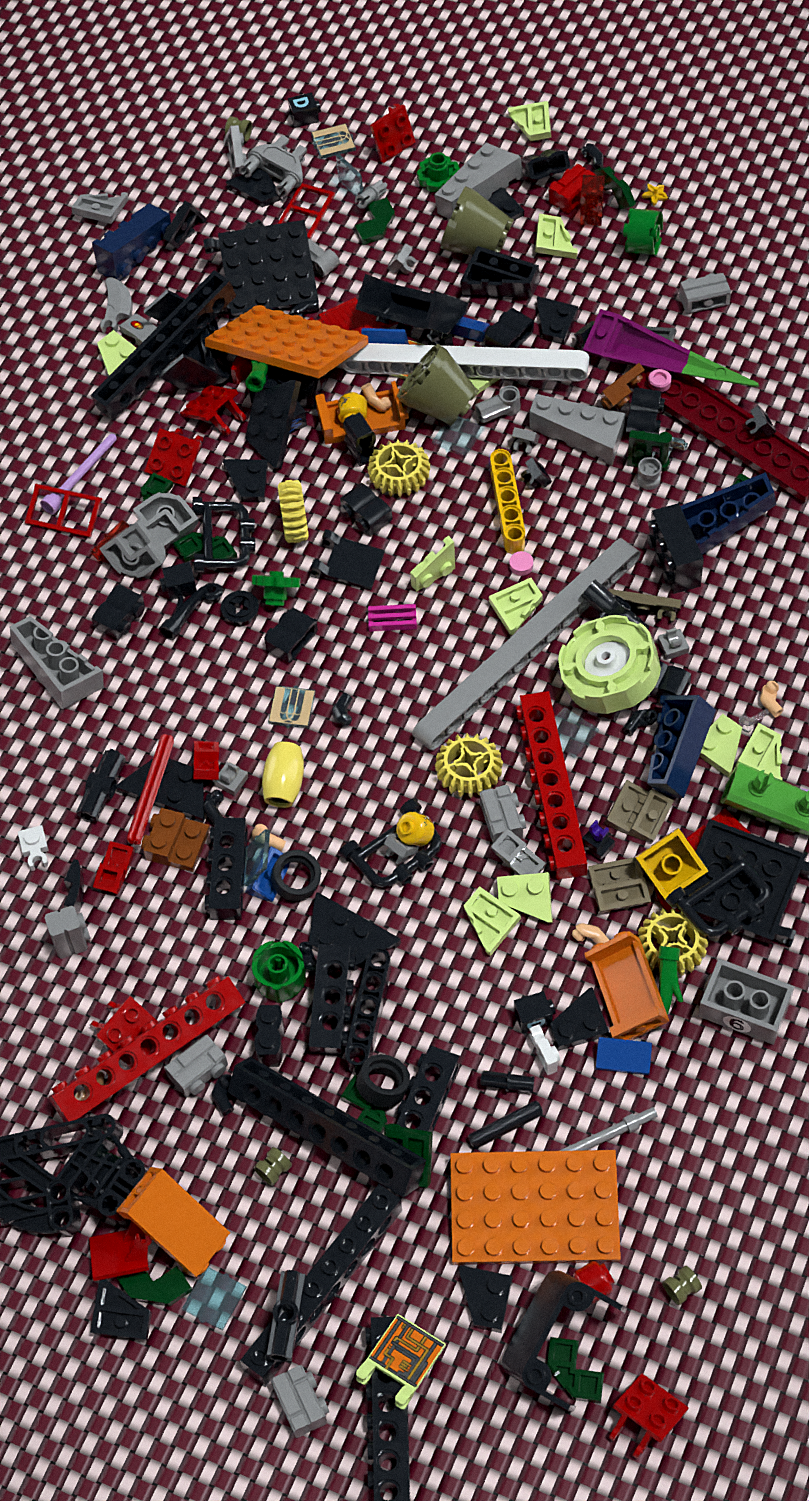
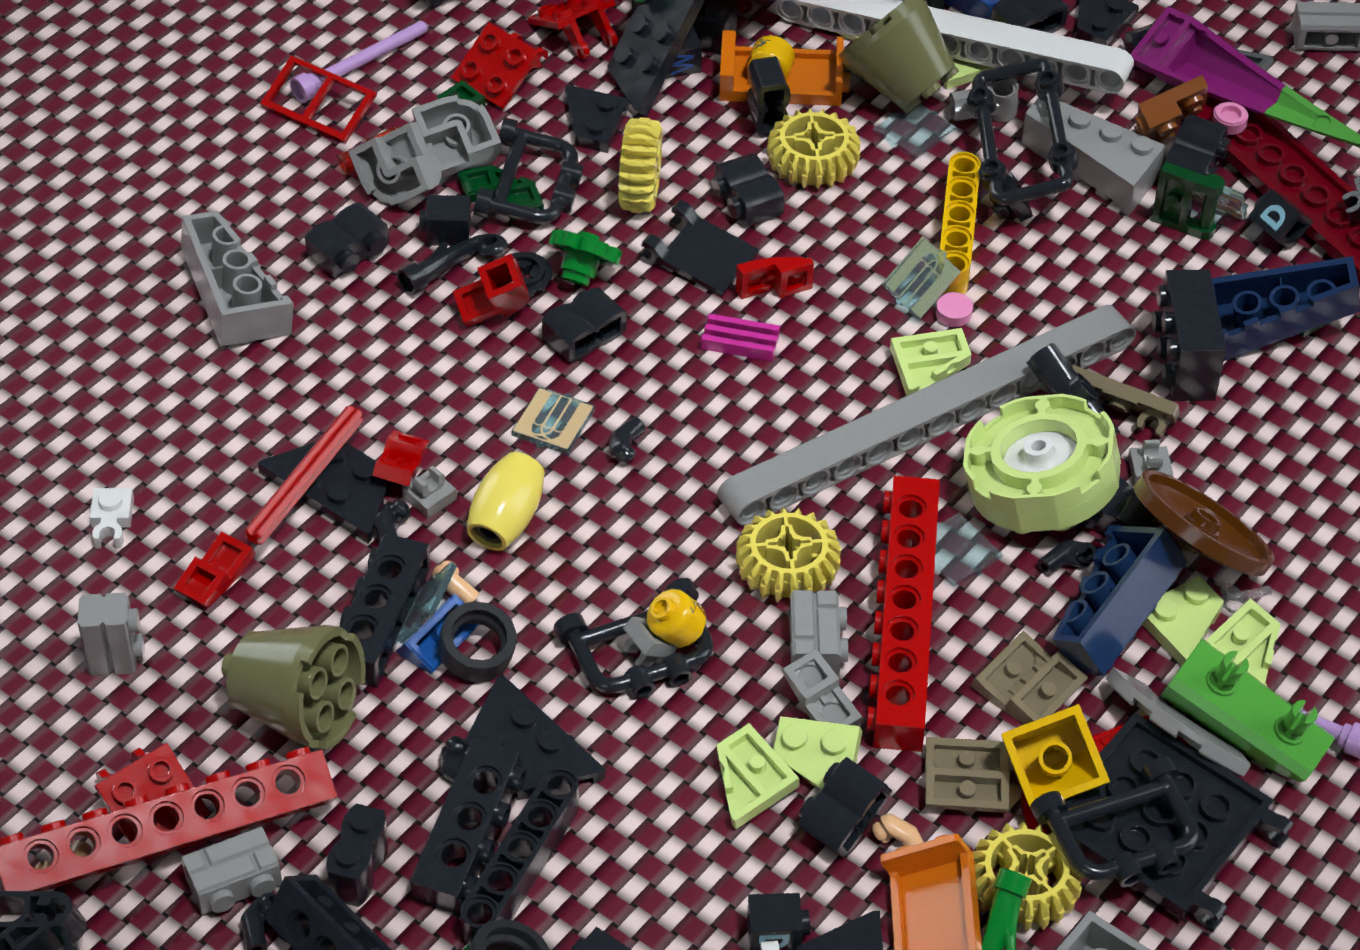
camera: 10 degrees right, 10 degrees down
(75, 886) = (149, 575): black slope -> none
(101, 785) = (236, 456): black piece -> none
(175, 840) = (316, 554): dark orange plate -> none
(195, 934) = (297, 681): none -> olive cone
(230, 626) = (497, 292): none -> red brick
(278, 970) = (403, 766): green brick -> none
(372, 399) = (806, 58): light nougat arm -> none
(397, 568) = (782, 274): none -> red slope
(434, 566) = (823, 280): yellowish green wing -> none
(495, 547) = (921, 277): none -> clear light blue piece
(526, 437) = (1013, 149): light grey tile -> none
(553, 927) = (843, 806): none -> black brick
(563, 440) = (1061, 156): none -> black bar
(598, 841) = (952, 704): black piece -> none
(649, 473) = (1180, 233): light grey wheel -> none
(709, 447) = (1280, 218): none -> black brick
(719, 681) = (1203, 524): none -> reddish brown dish
(734, 819) = (1177, 724): none -> light grey tile
(768, 698) = (1277, 574): light nougat arm -> none

